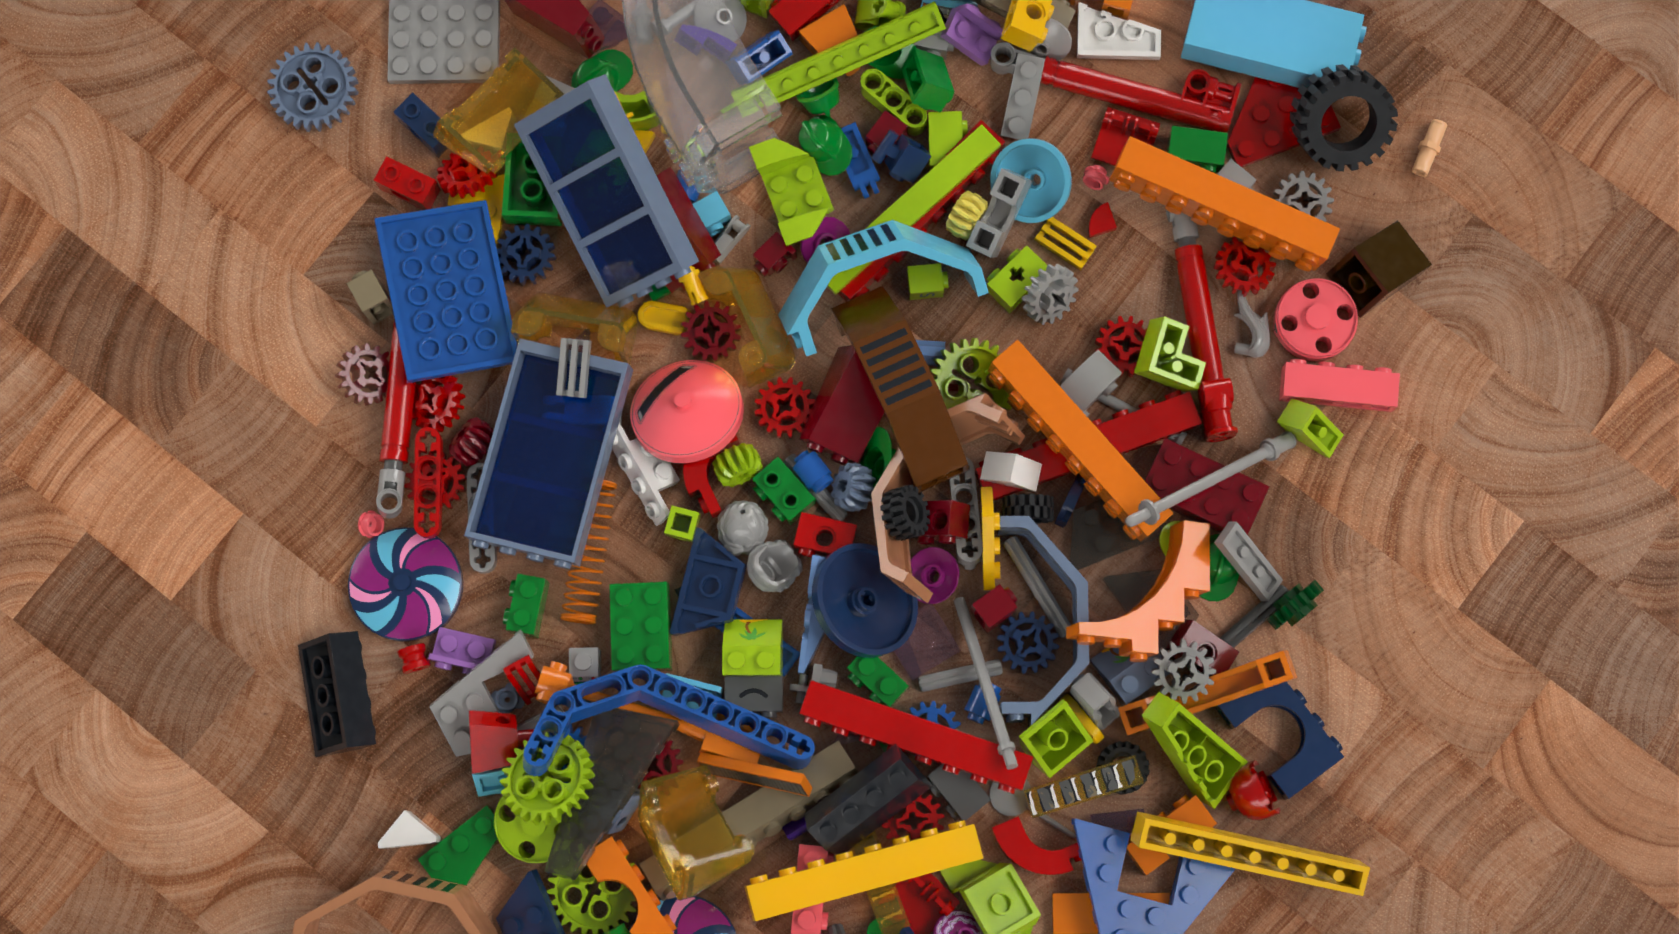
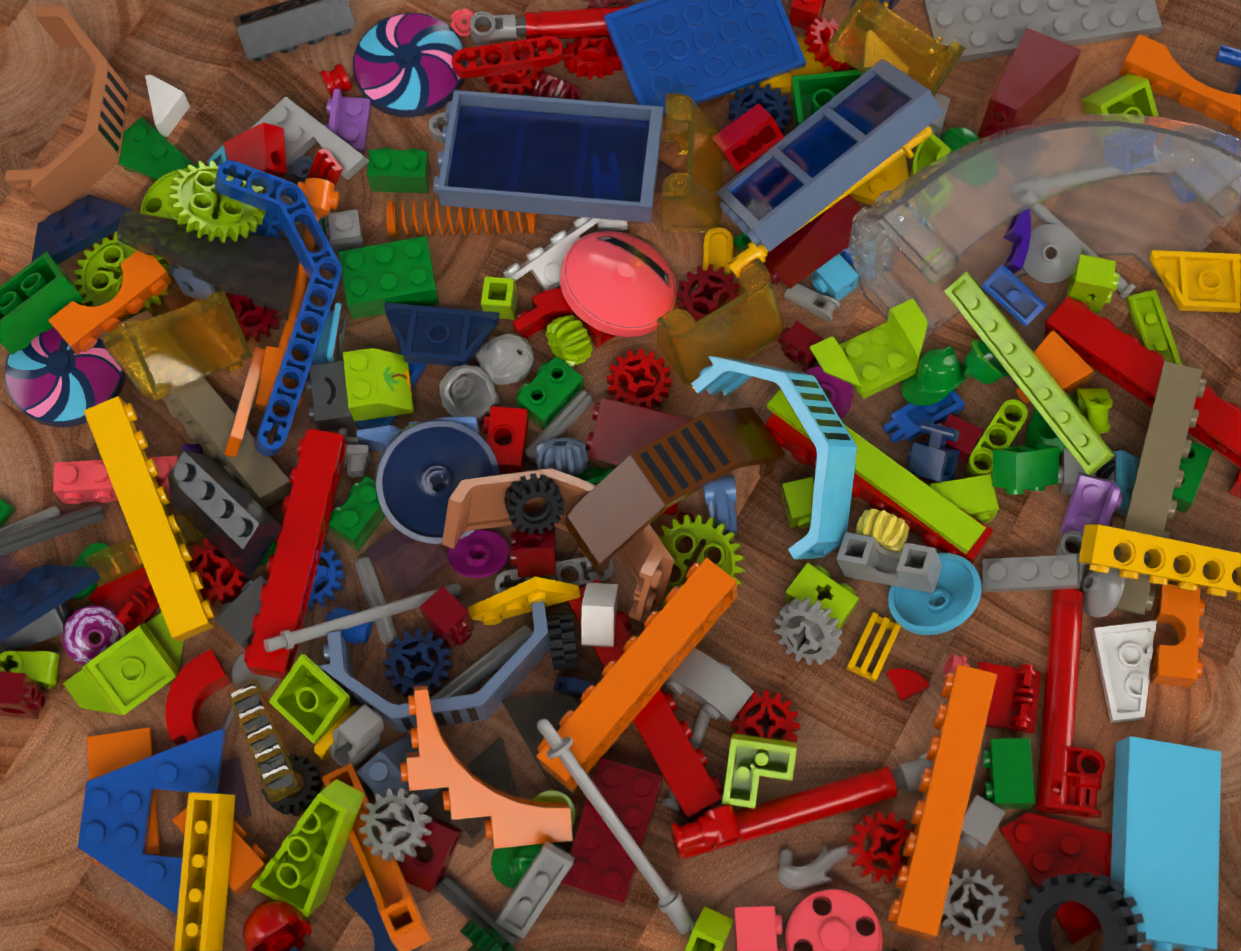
camera: 80 degrees right, 10 degrees down
(560, 266) = (748, 137): none -> red brick
(562, 370) = (638, 153): light grey tile -> none
(812, 471) = (571, 413): blue brick -> none

